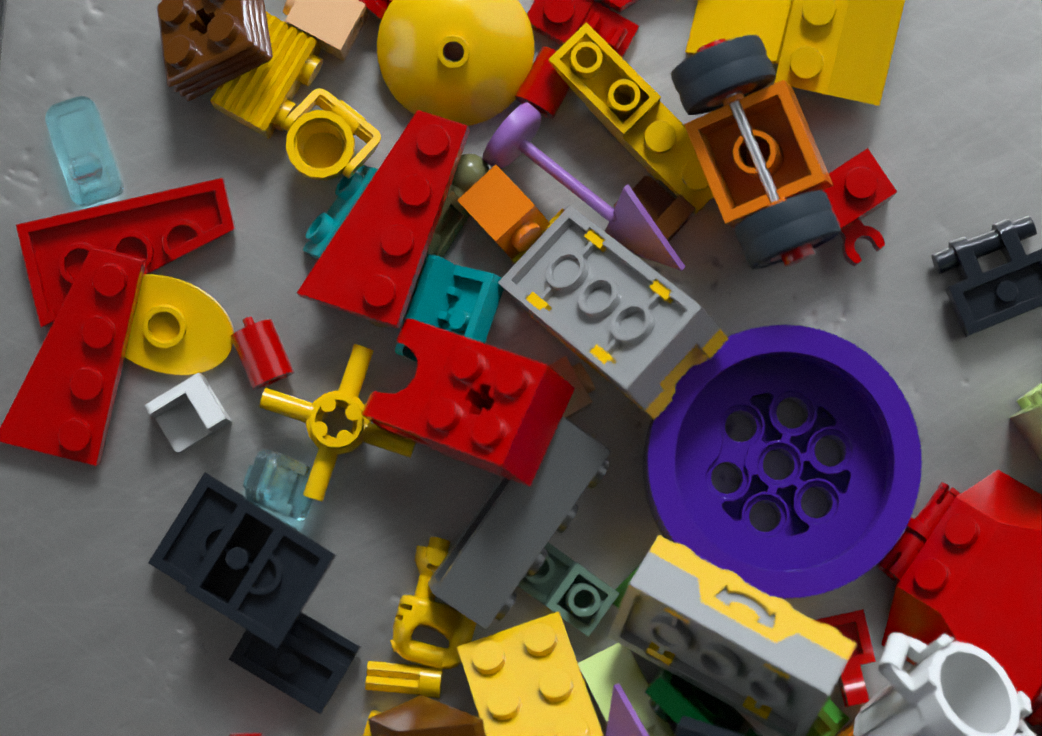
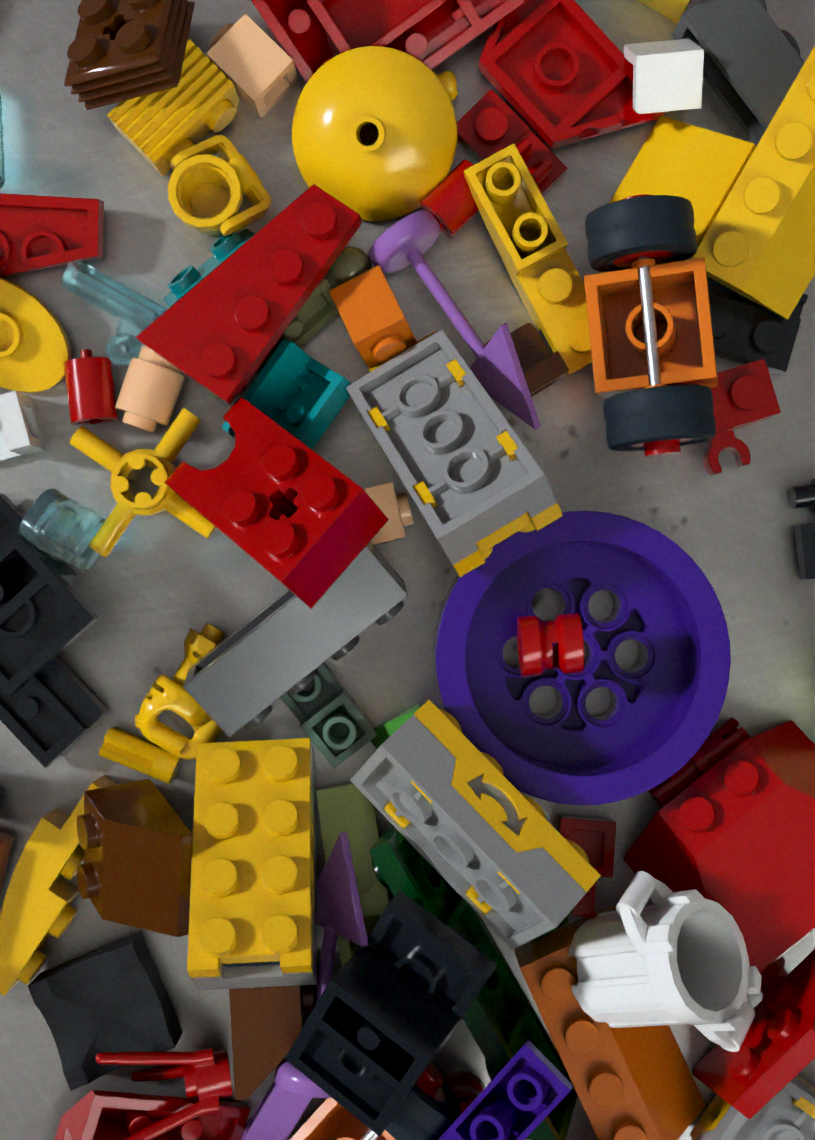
camera: 15 degrees right, 5 degrees up
(285, 269) = (117, 299): none -> clear light blue piece
(317, 338) = (149, 391): none -> light nougat brick
(739, 460) = (536, 647): none -> red wheel
(847, 125) = (749, 331): none -> black plate

